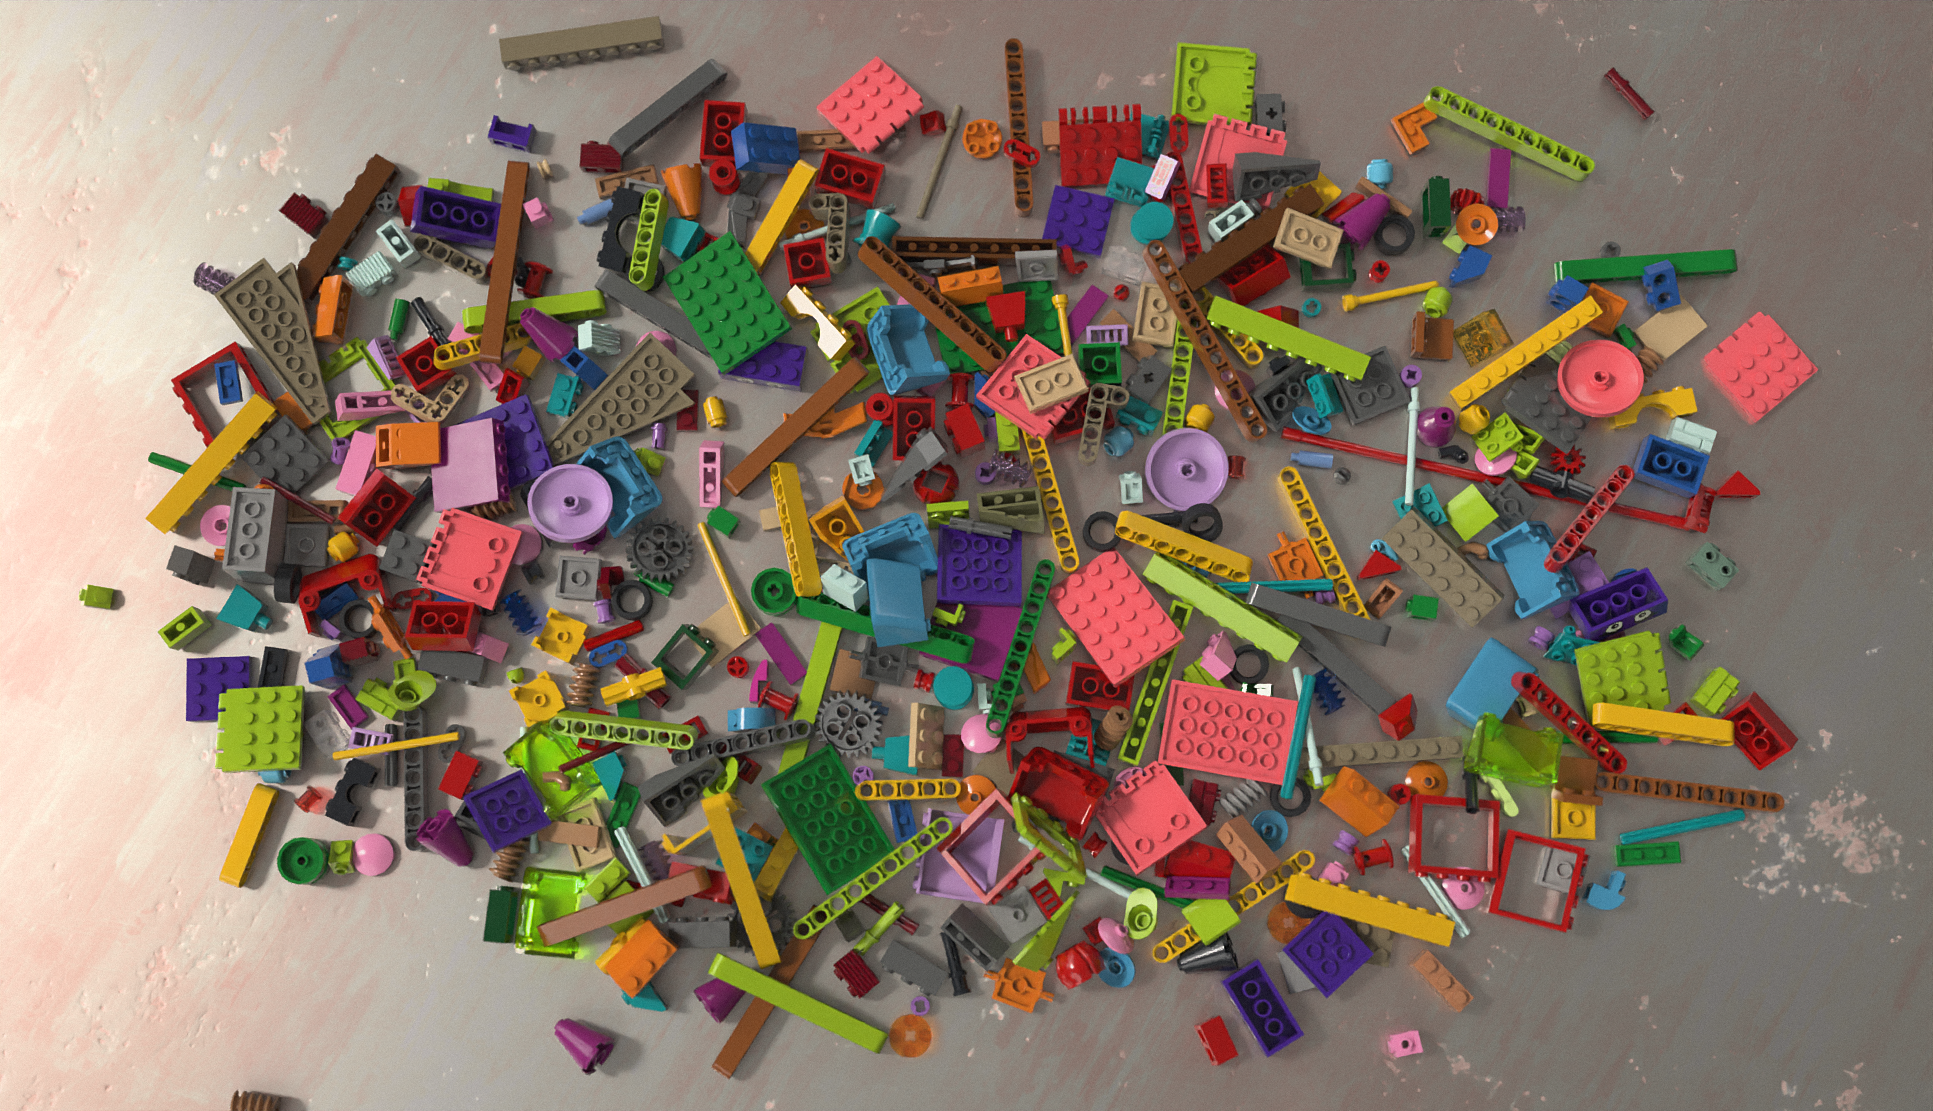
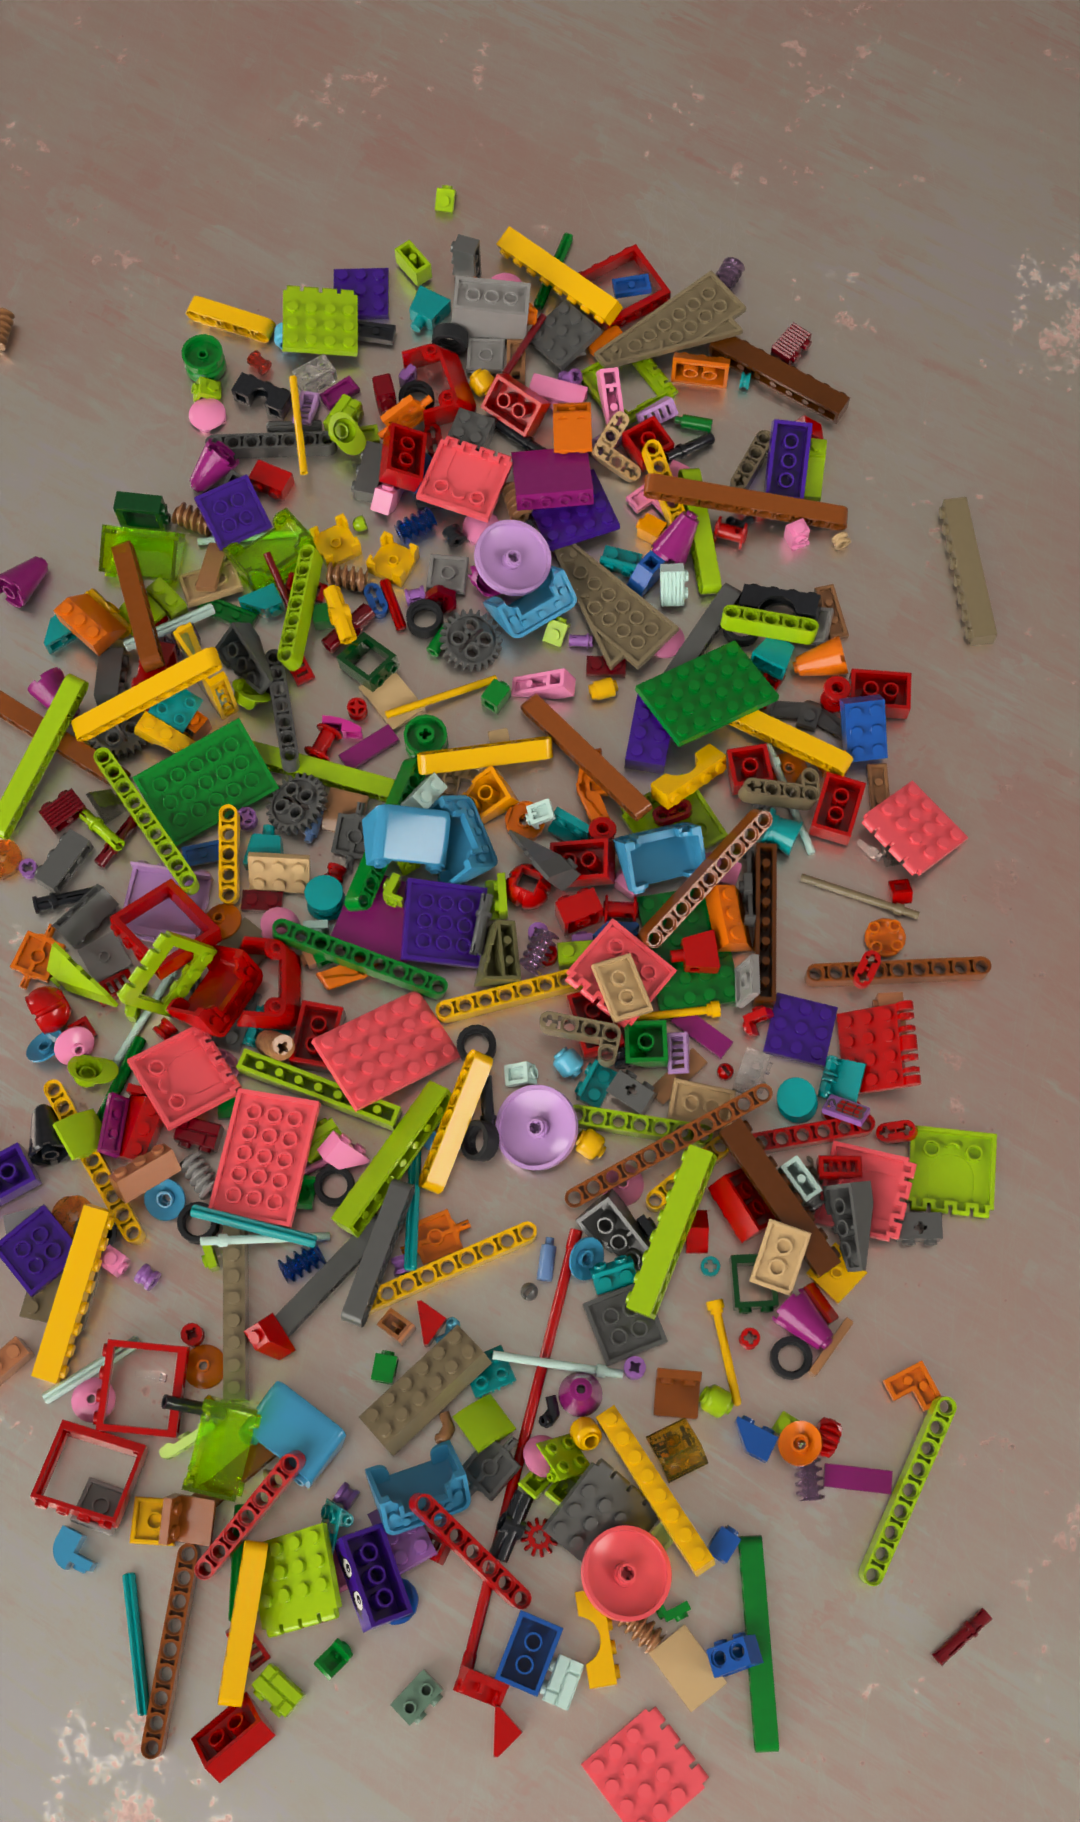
camera: 90 degrees right, 10 degrees down
(327, 668) = (369, 364): blue wedge -> none
(335, 600) = (434, 377): blue plate -> none
(371, 274) = (735, 399): light aqua brick -> none
(384, 200) = (803, 406): dark grey wheel -> none
(398, 243) = (762, 417): light aqua brick -> none
(456, 745) = (302, 479): dark grey beam -> none
(511, 135) = (874, 512): dark purple panel -> none
(511, 386) = (629, 515): red slope -> none
(562, 779) = (259, 560): medium nougat arm -> none
(595, 212) = (797, 581): medium blue cylinder -> none
(600, 158) = (852, 588): dark red brick -> none
(667, 108) = (904, 643): dark grey beam -> none
(750, 718) = (306, 720): dark azure brick -> none
(753, 767) = (258, 720): red slope -> none
(1063, 650) = (355, 1000): lime bracket -> none
(1153, 134) = (895, 1103): teal hinge -> none
(1236, 467) = (539, 1180): clear red bush -> none
(1359, 802) = (186, 1289): orange slope -> none
(1375, 857) = (129, 1306): red hose -> none
(1380, 172) = (859, 1344): medium azure head -> none
(1436, 207) = (820, 1401): dark green window -> none
(1612, 246) = (783, 1607): dark grey bush -> none
(1612, 308) = (710, 1589): orange plate -> none
(1647, 854) = (111, 1602): green tile -> none

